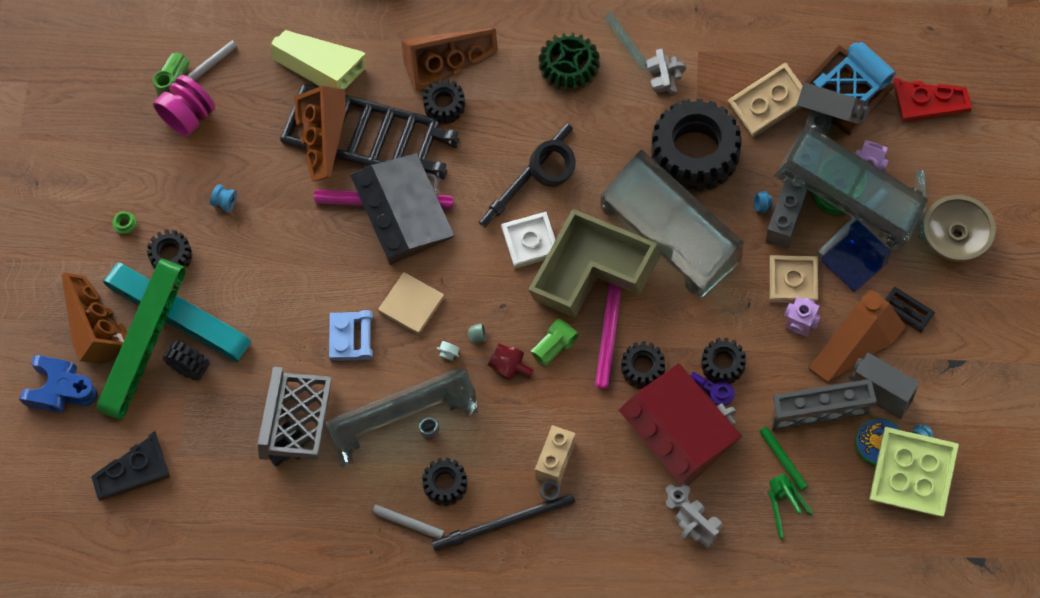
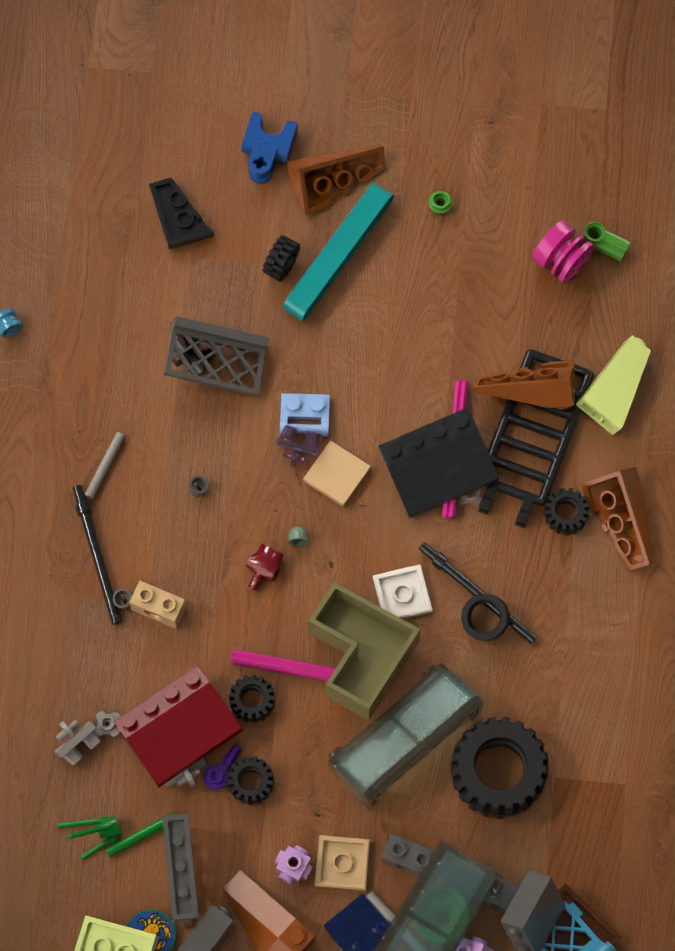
camera: 90 degrees right, 5 degrees up
(141, 339) = (306, 216): green beam -> none
(166, 240) = (404, 257): black tyre -> none
(213, 60) = (620, 279): light grey bar -> none
(223, 198) = (461, 293): dark azure wheel -> none
(387, 338) = (287, 440): none -> hips
(444, 467) = (138, 485): black tyre -> none
(448, 351) = (281, 507): light aqua plate -> none
(450, 387) = (235, 502): clear smoke windscreen -> none
(558, 337) = (286, 615): bright green piece -> none
(568, 73) = (627, 631): dark green gear -> none
(625, 39) = (637, 706): clear light blue bar -> none
(662, 64) = (594, 745): light grey hips -> none
(763, 202) = (432, 837): dark azure plate -> none
(767, 100) = (556, 851): tan tile -> none

